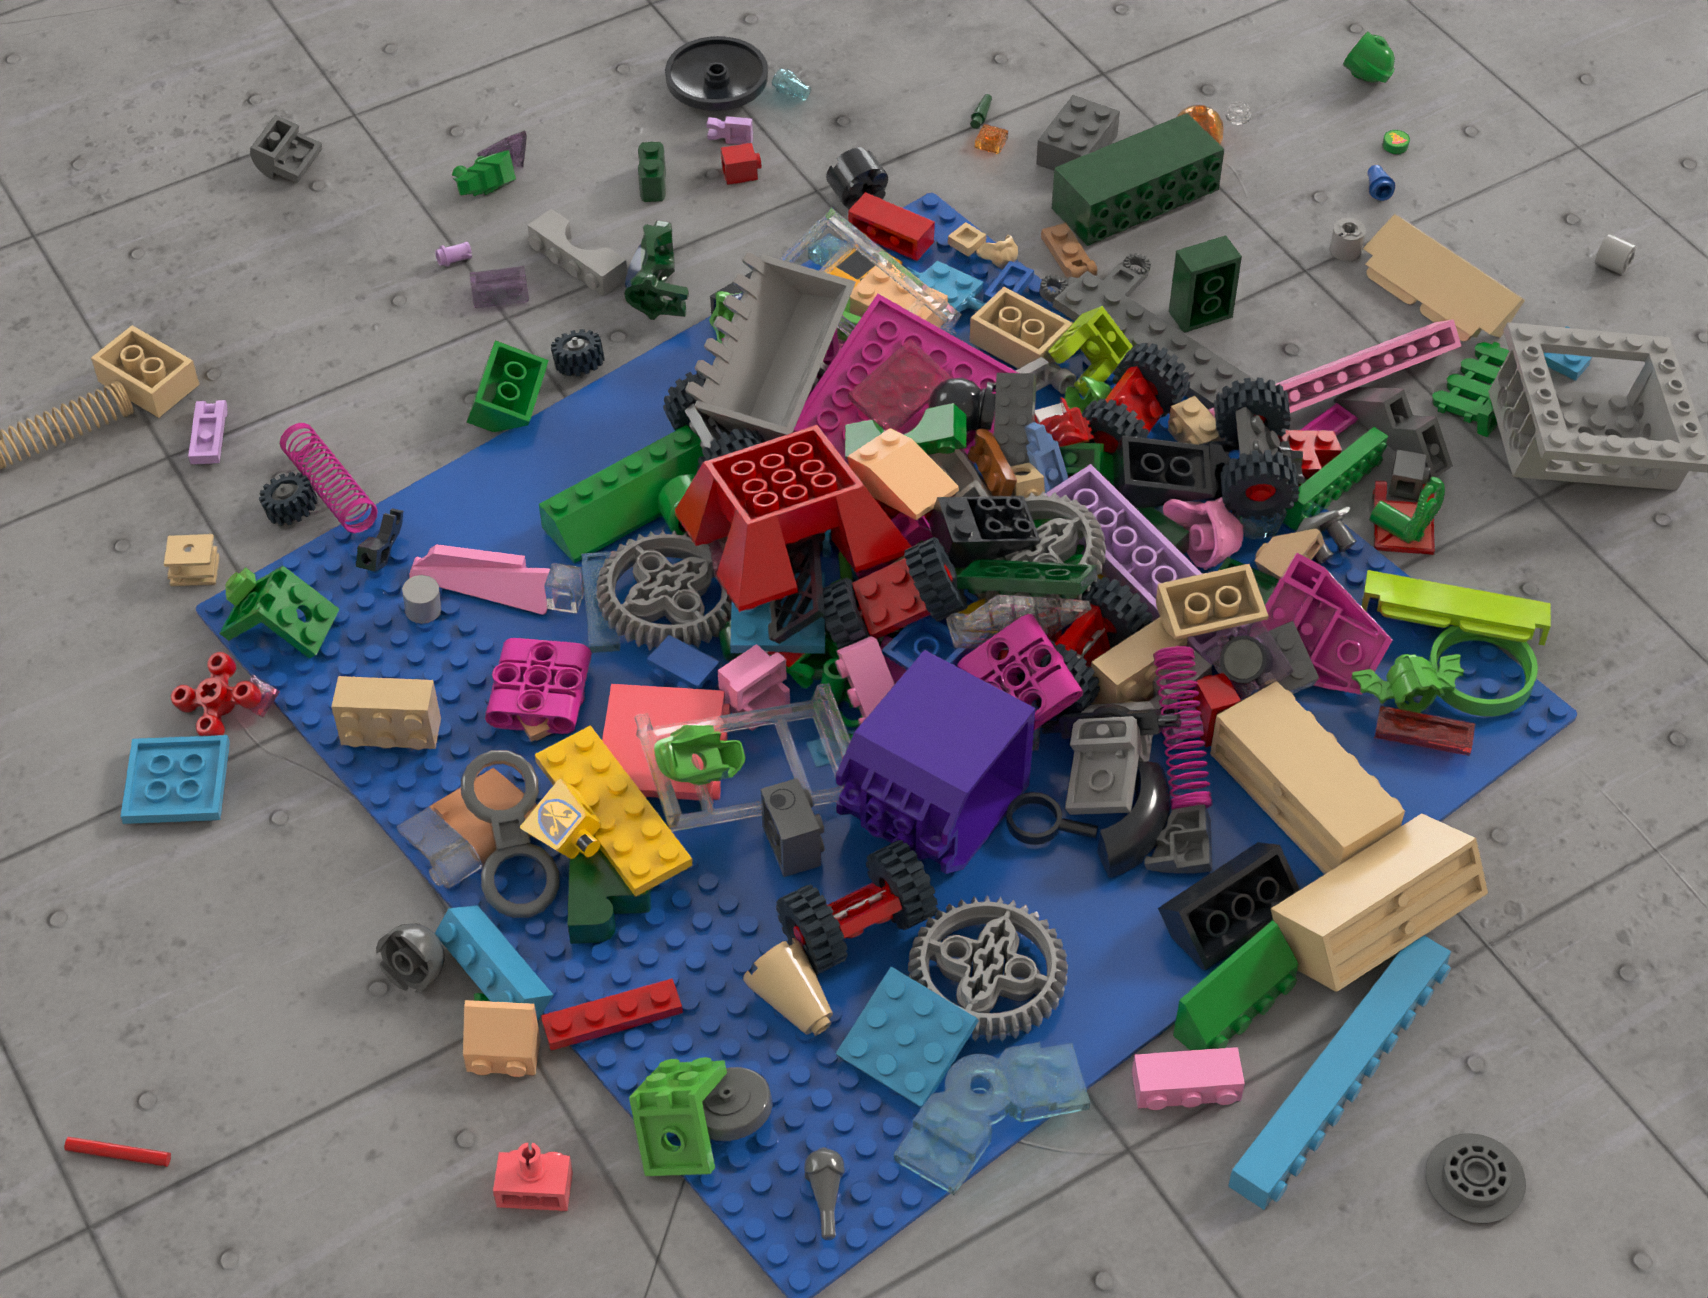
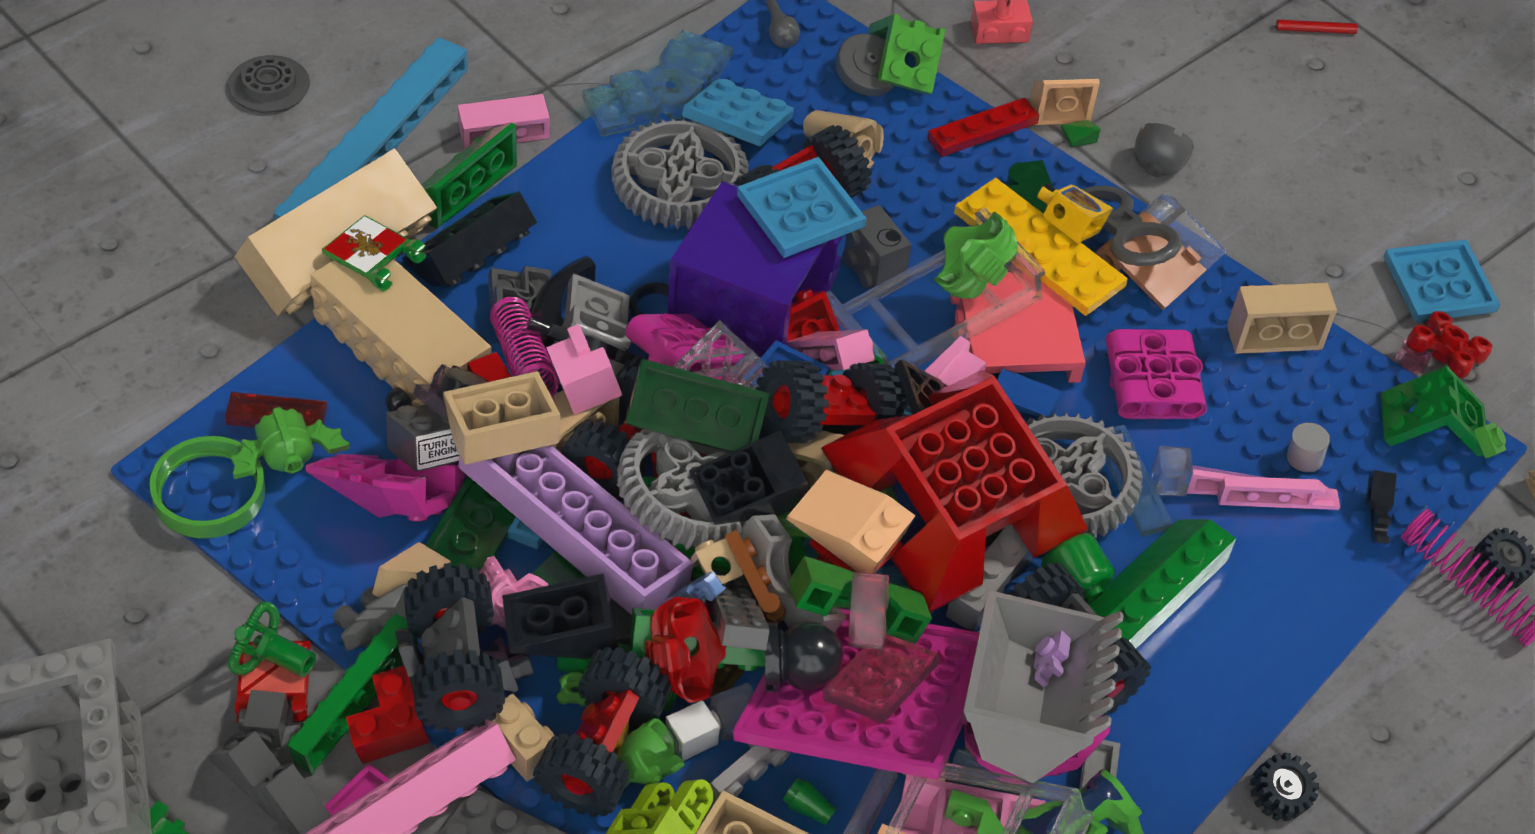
camera: 165 degrees right, 0 degrees up
(491, 959) = (1093, 148): dark azure brick -> none
(507, 389) = (1340, 717): green slope -> none
(748, 401) = (1049, 656): none -> lavender plate
(890, 738) = (801, 207): none -> dark azure plate
(901, 418) = (868, 611): none -> clear pink slope
(1131, 640) = (583, 373): none -> bright pink plate
(1343, 827) = (369, 247): none -> flag
(1458, 606) = (228, 545): lime slope -> none

